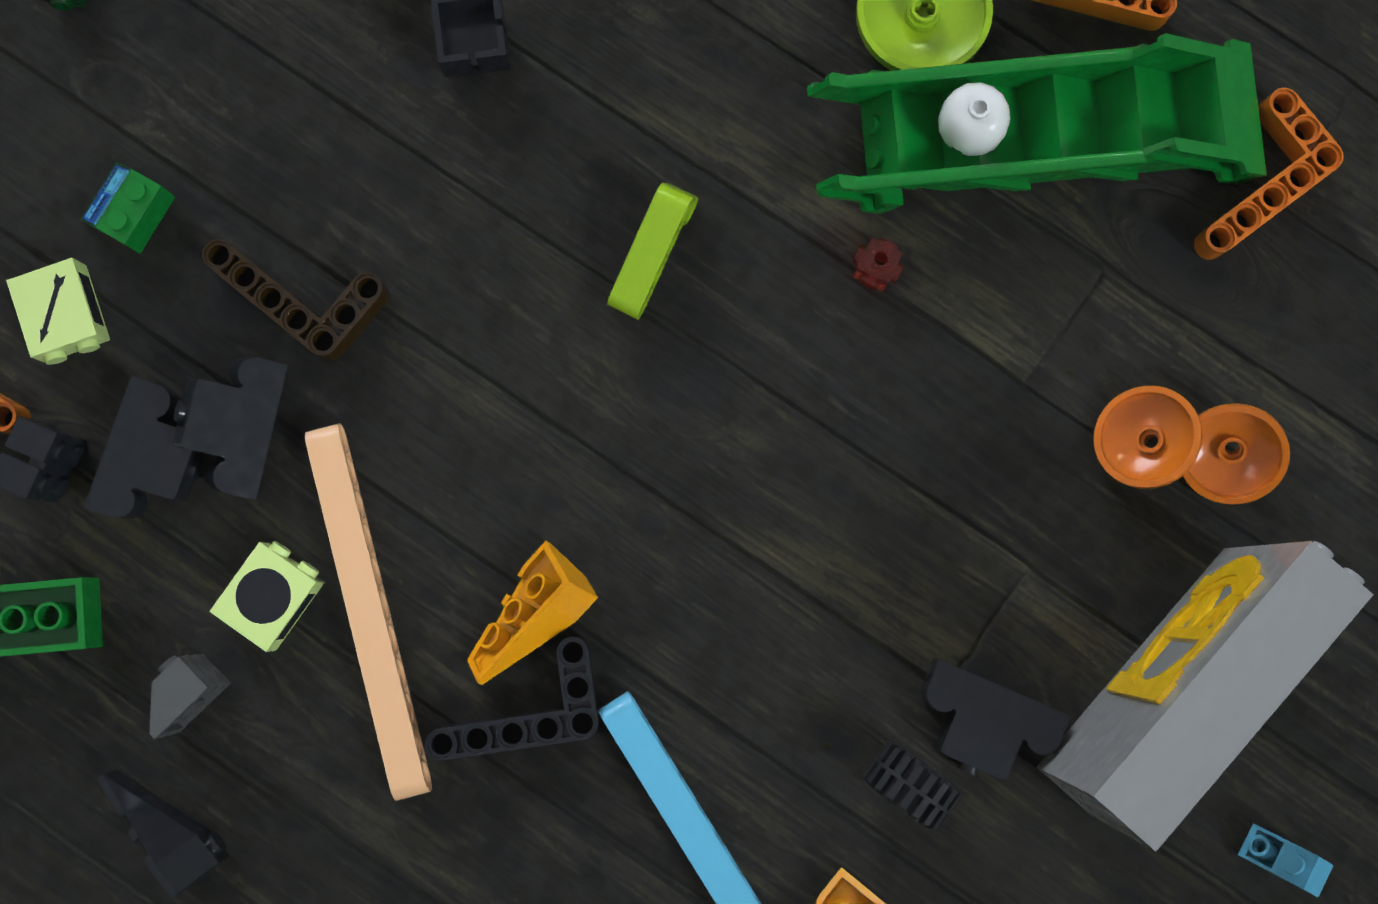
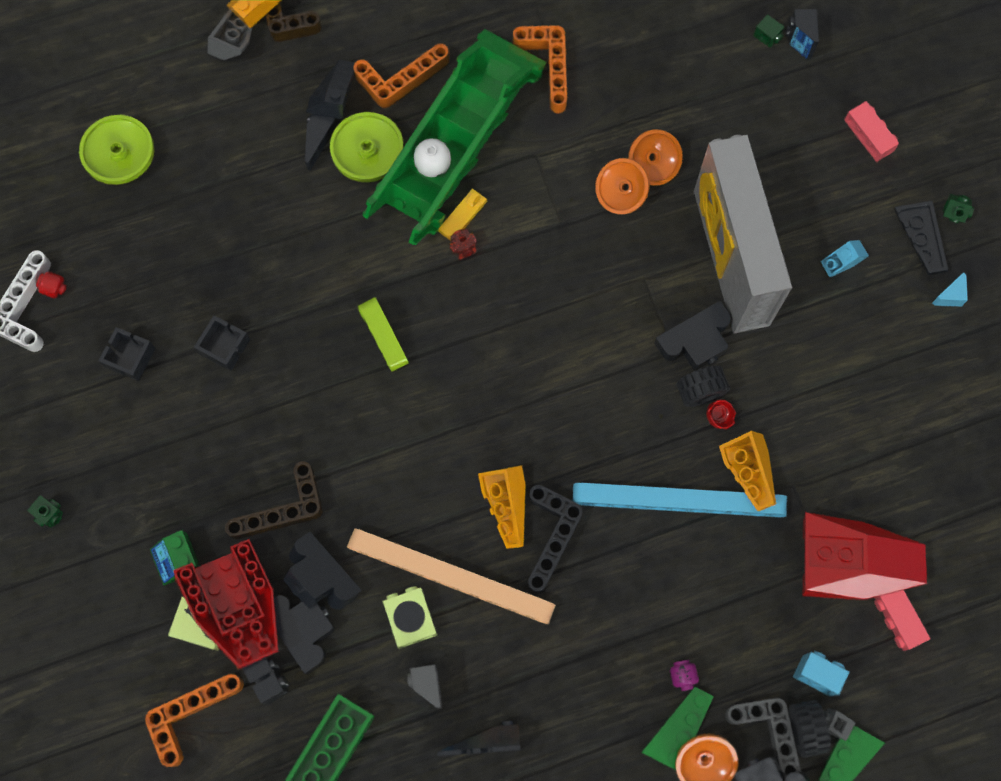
camera: 55 degrees left, 10 degrees down
(98, 336) = (232, 604): none -> red wedge
(891, 839) = (721, 414): none -> red hair
(926, 229) = (463, 214): none -> yellow hinge

